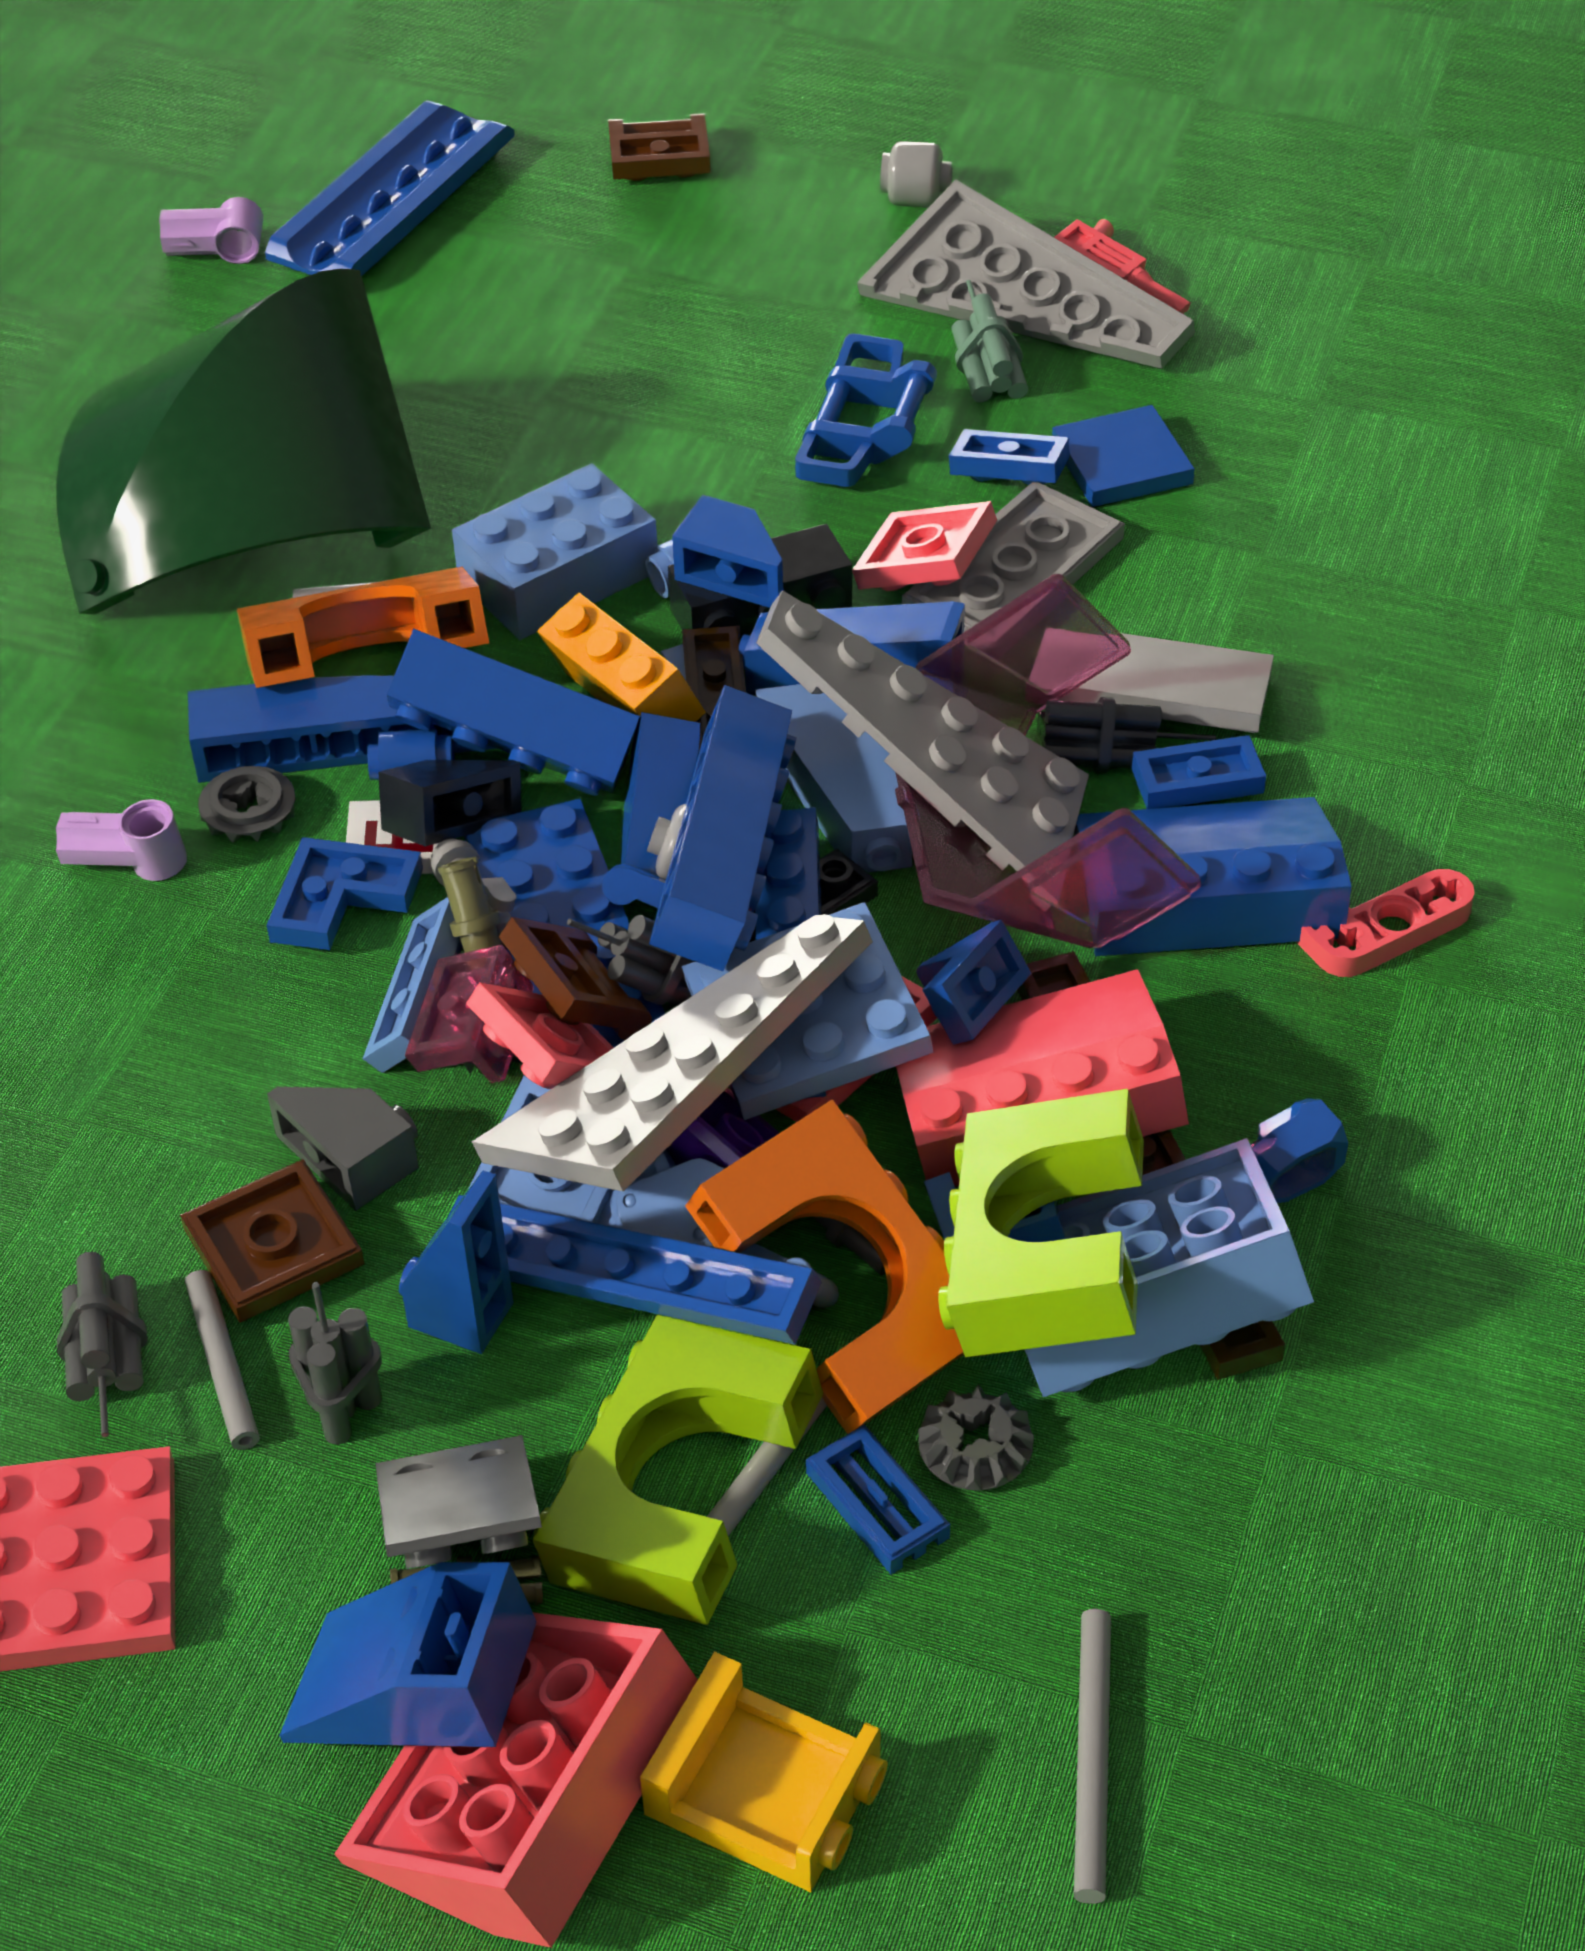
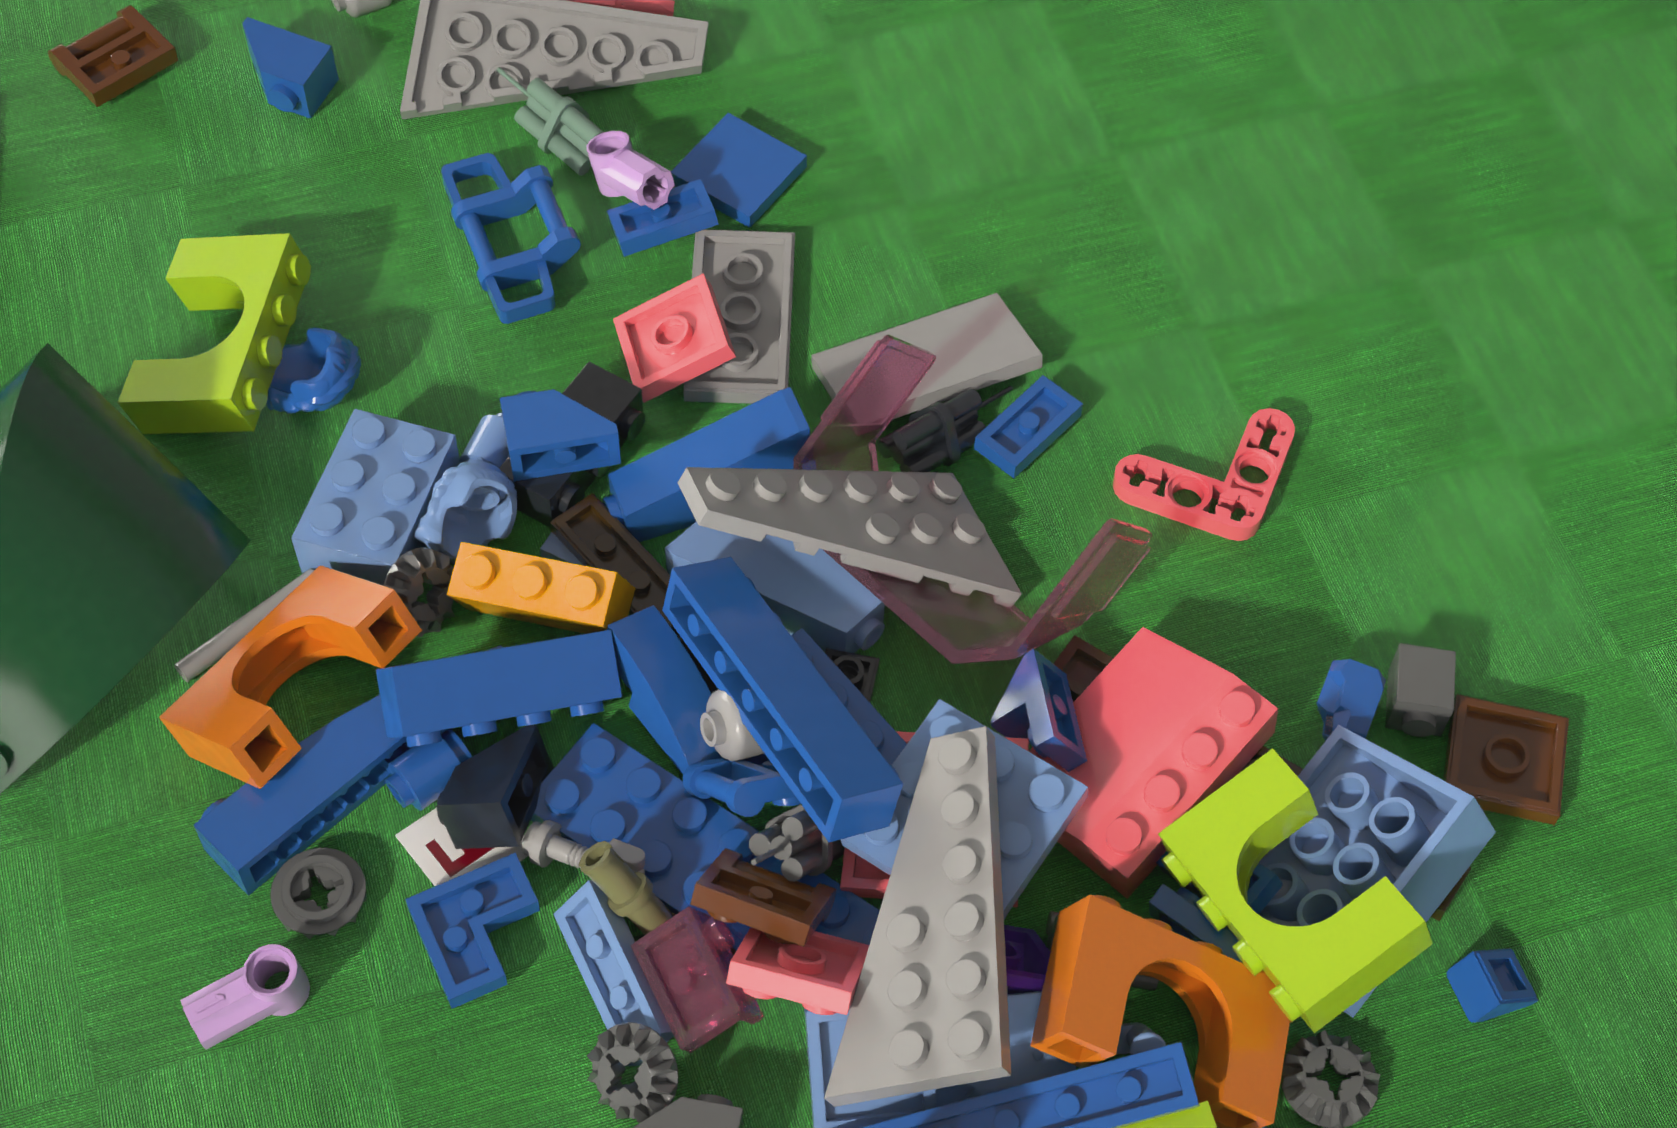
camera: 40 degrees left, 10 degrees up
(359, 1051) = (657, 1075): none -> dark grey gear
(510, 607) = (407, 578): none -> dark grey gear
(592, 349) = (232, 380): none -> lime arch
(595, 434) = (314, 373): none -> blue hair
(621, 577) = (468, 506): none -> medium blue hair
(793, 211) = (290, 67): none -> blue slope
(1004, 399) = (626, 172): none -> lavender piece
(1221, 1460) = (1490, 984): none -> blue slope
(1260, 873) = (1114, 468): blue slope -> none
(1383, 1176) = (1420, 690): none -> dark grey brick
(1420, 1283) = (1507, 758): none -> reddish brown plate

